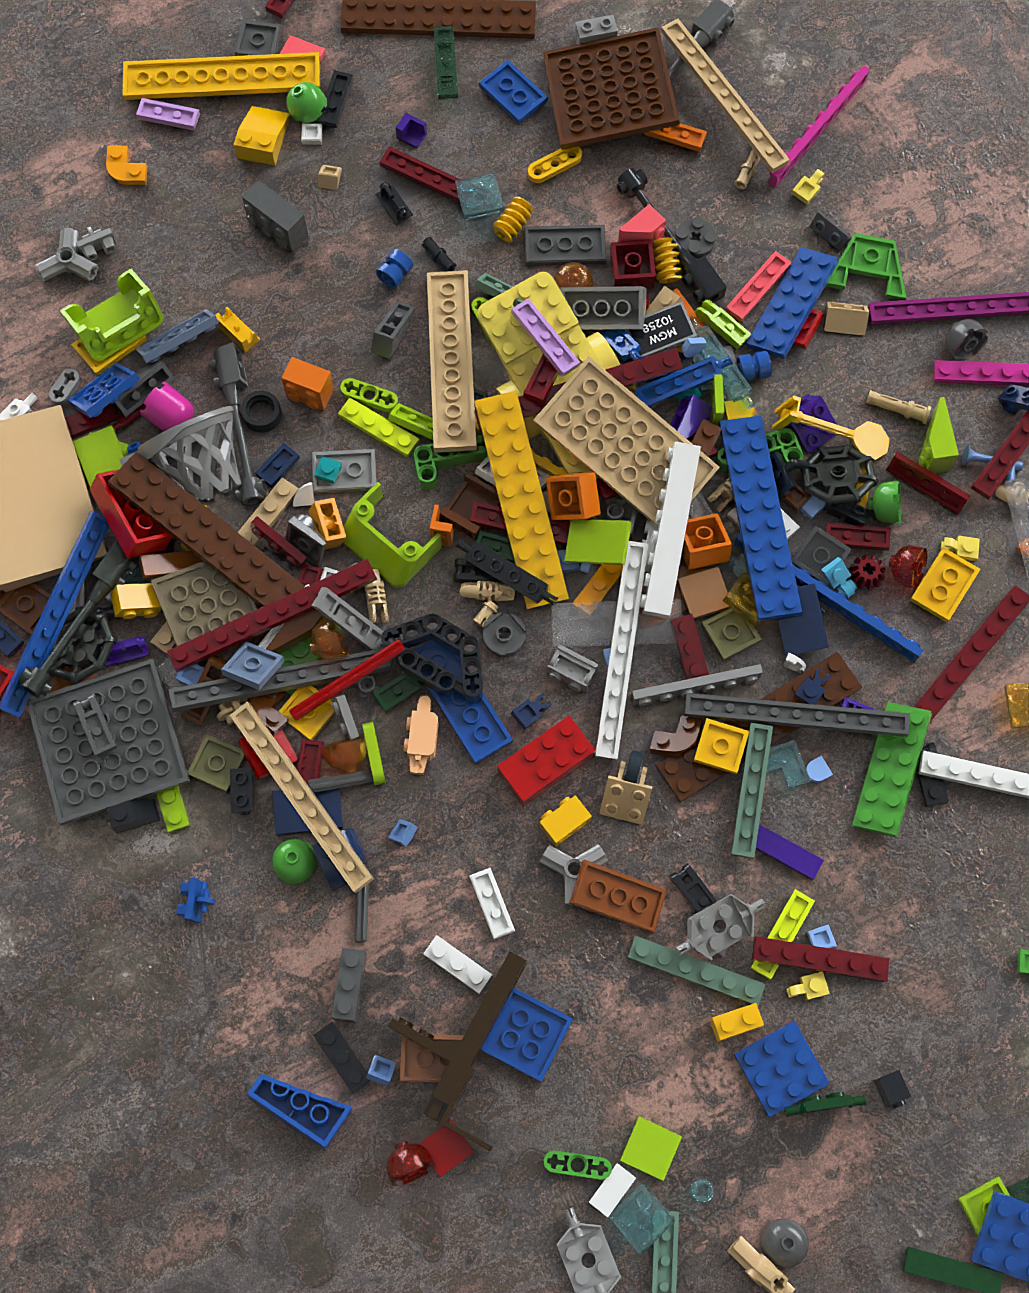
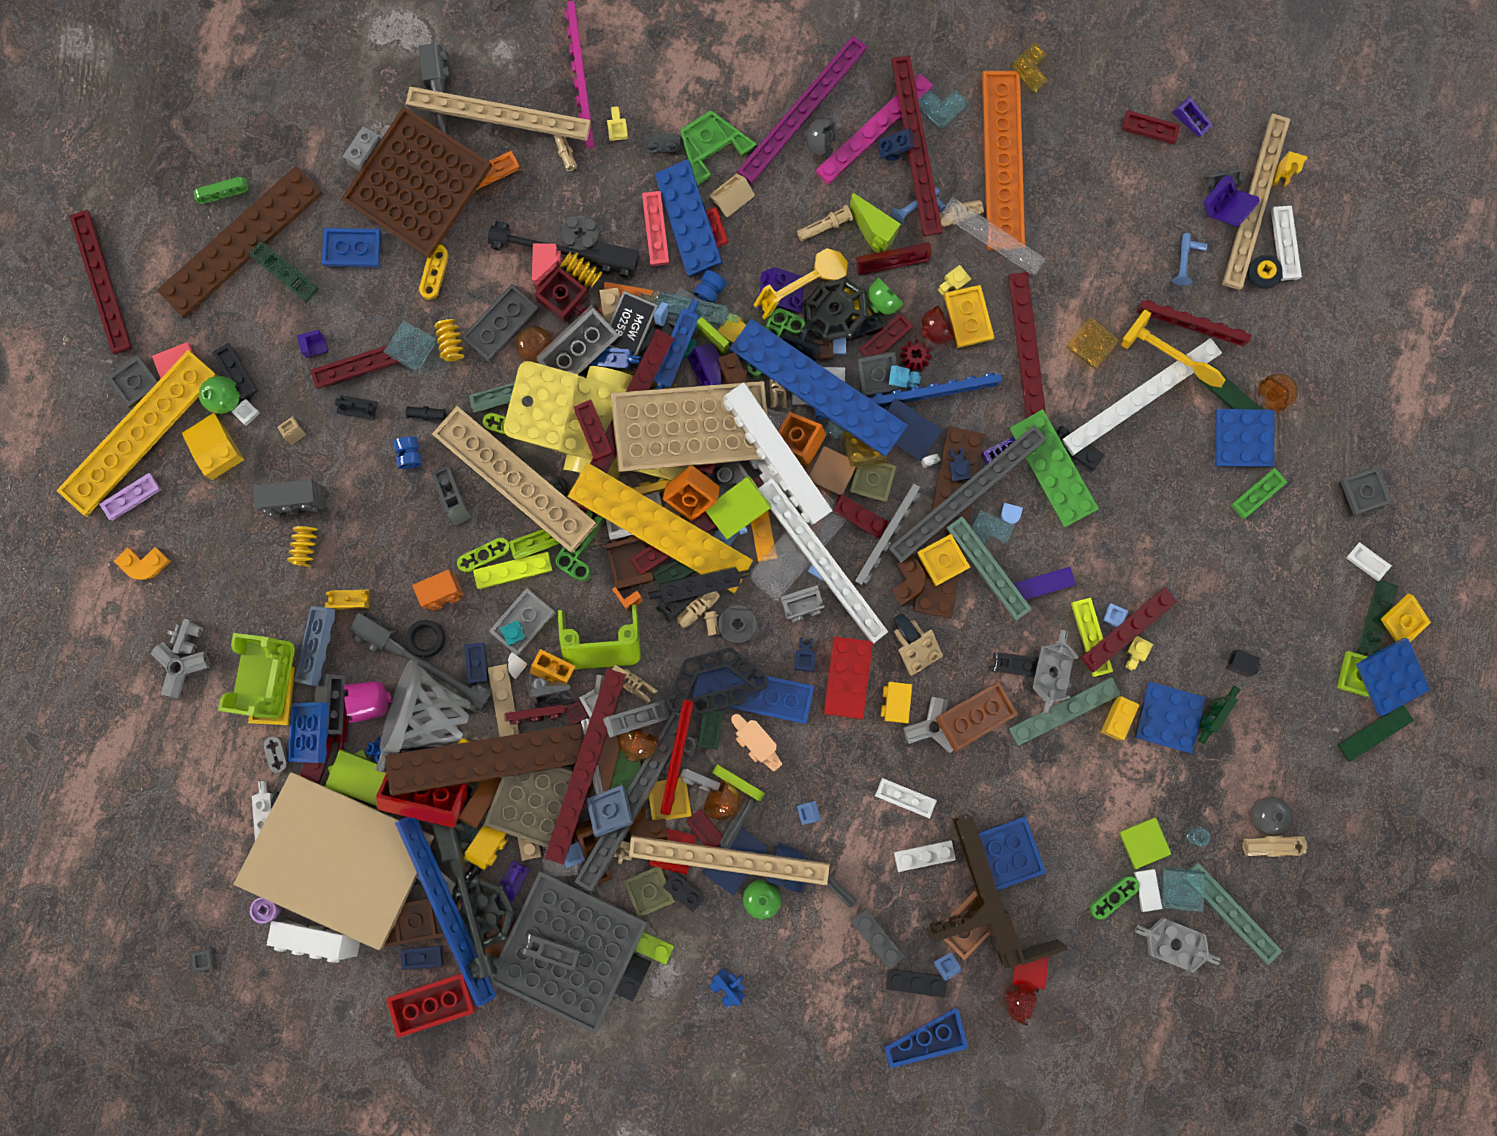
camera: 50 degrees left, 10 degrees up
(246, 259) = (302, 546): none -> yellow piece
(545, 337) = (570, 408): lavender plate -> none
(722, 323) = (660, 277): lime hinge -> none

